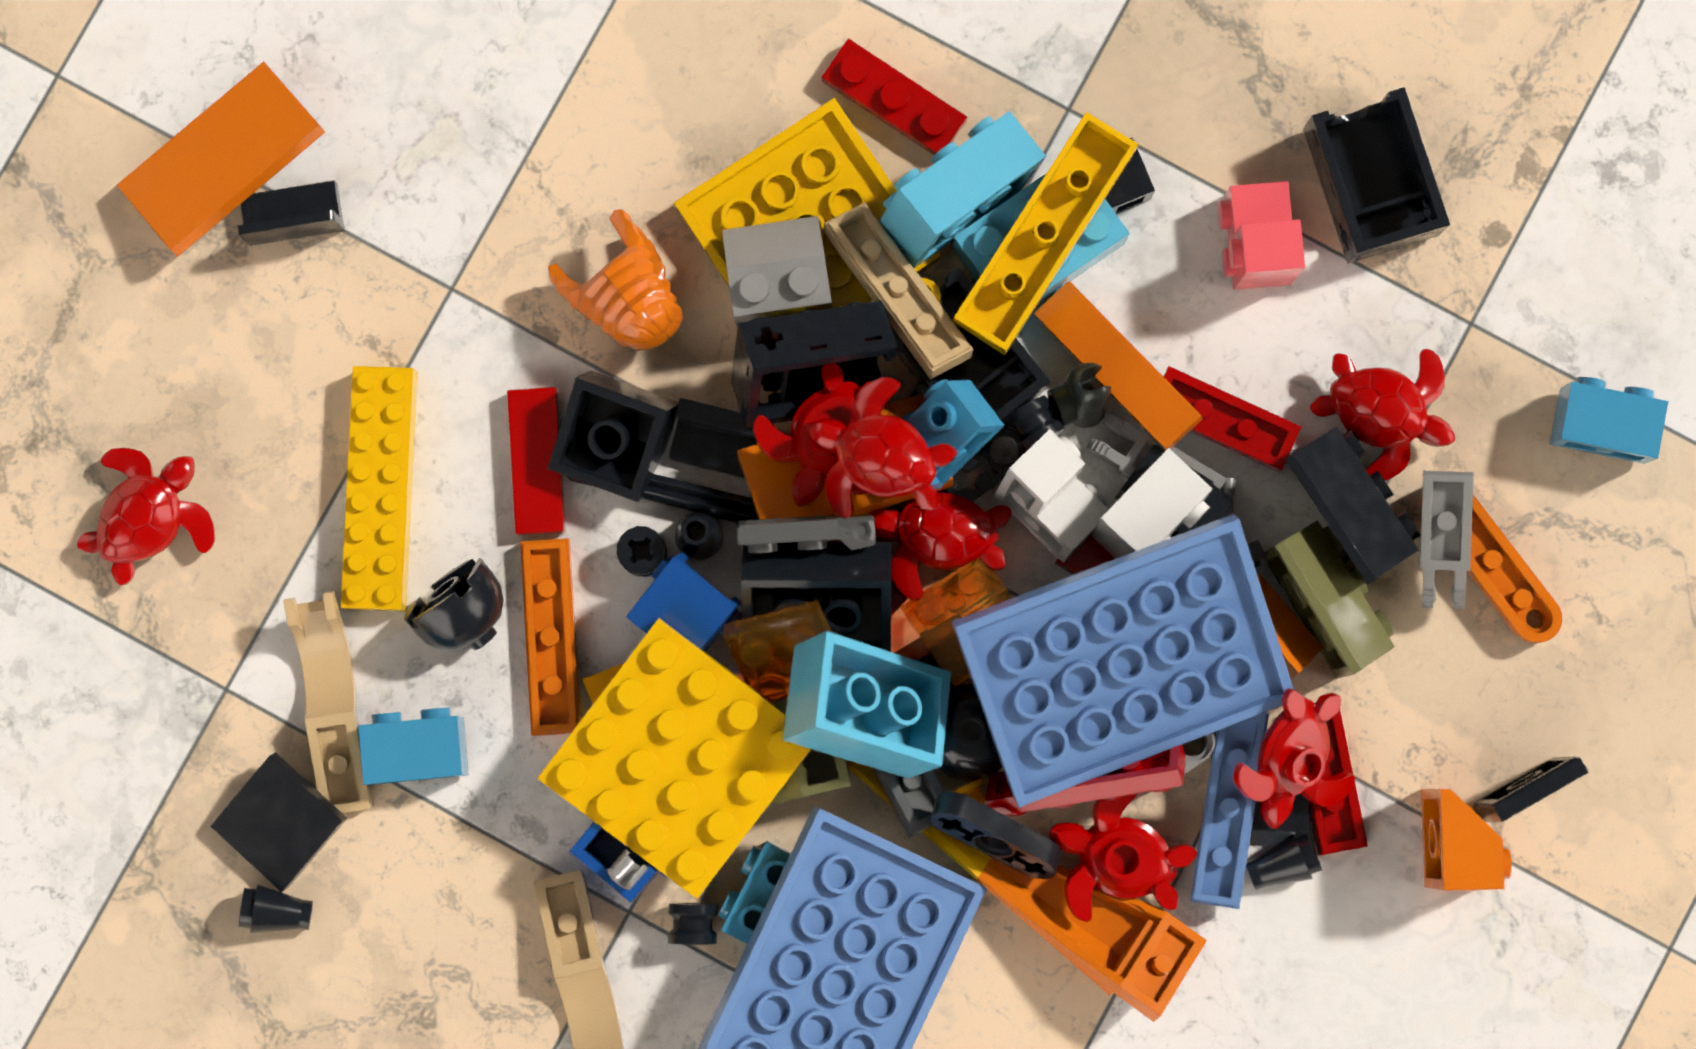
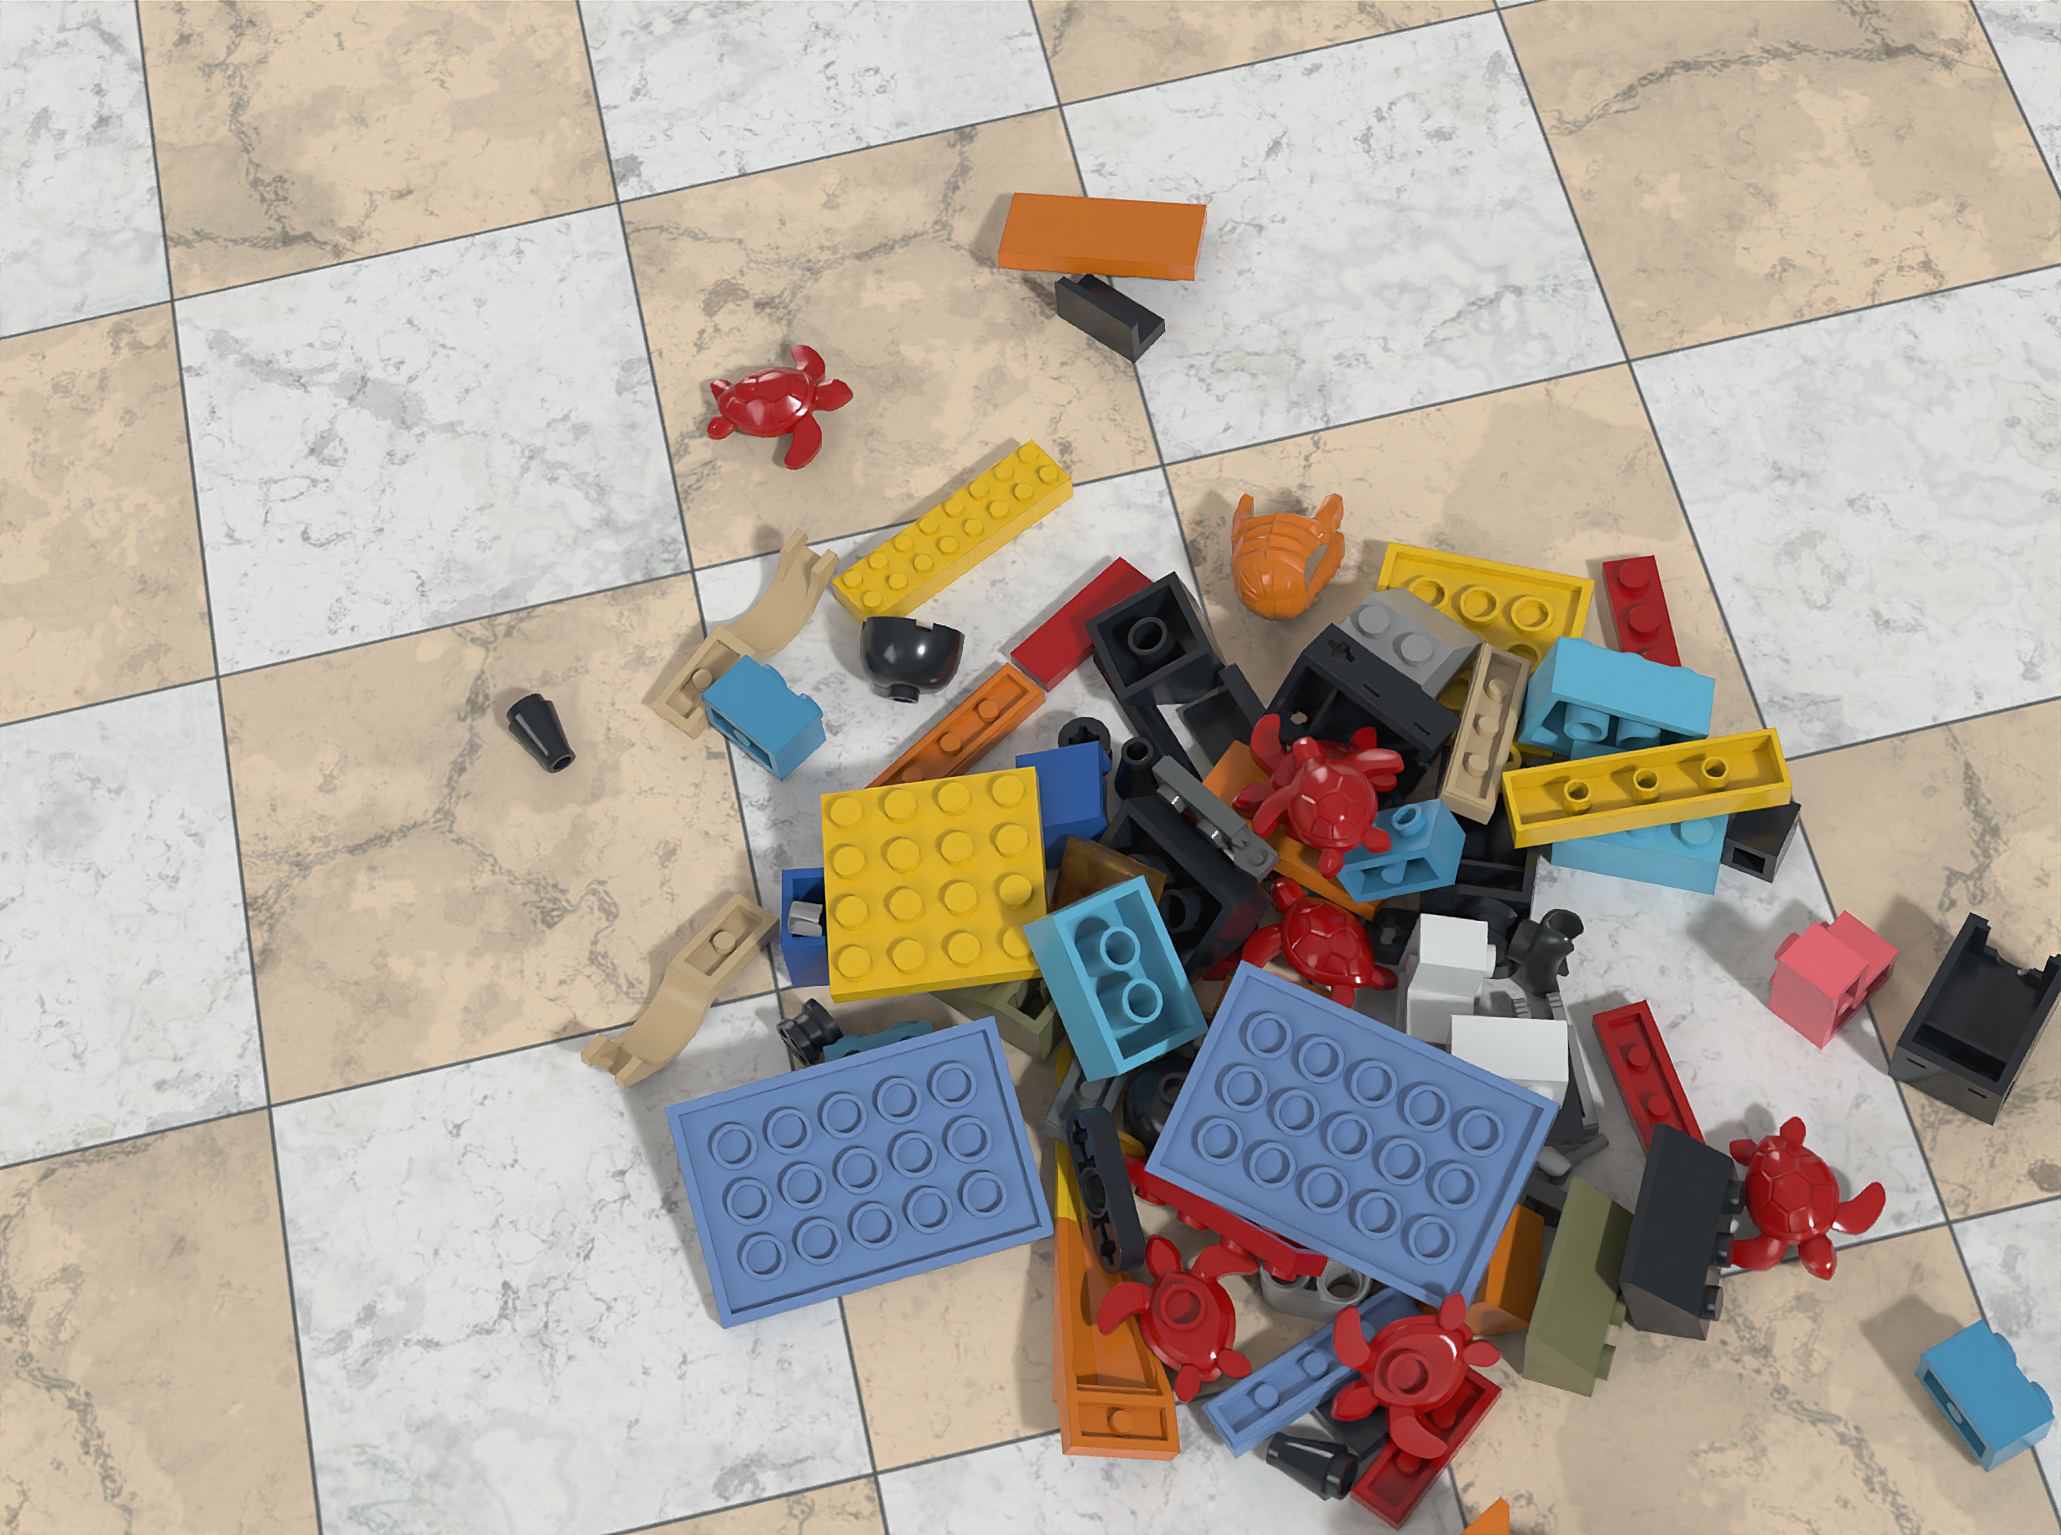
camera: 55 degrees right, 25 degrees down
(278, 822) = (617, 679): black tile -> none
(1131, 376) = (1603, 963): orange tile -> none
(1446, 531) = (1735, 1336): light grey hinge -> none
(1509, 580) = (1758, 1409): orange plate -> none

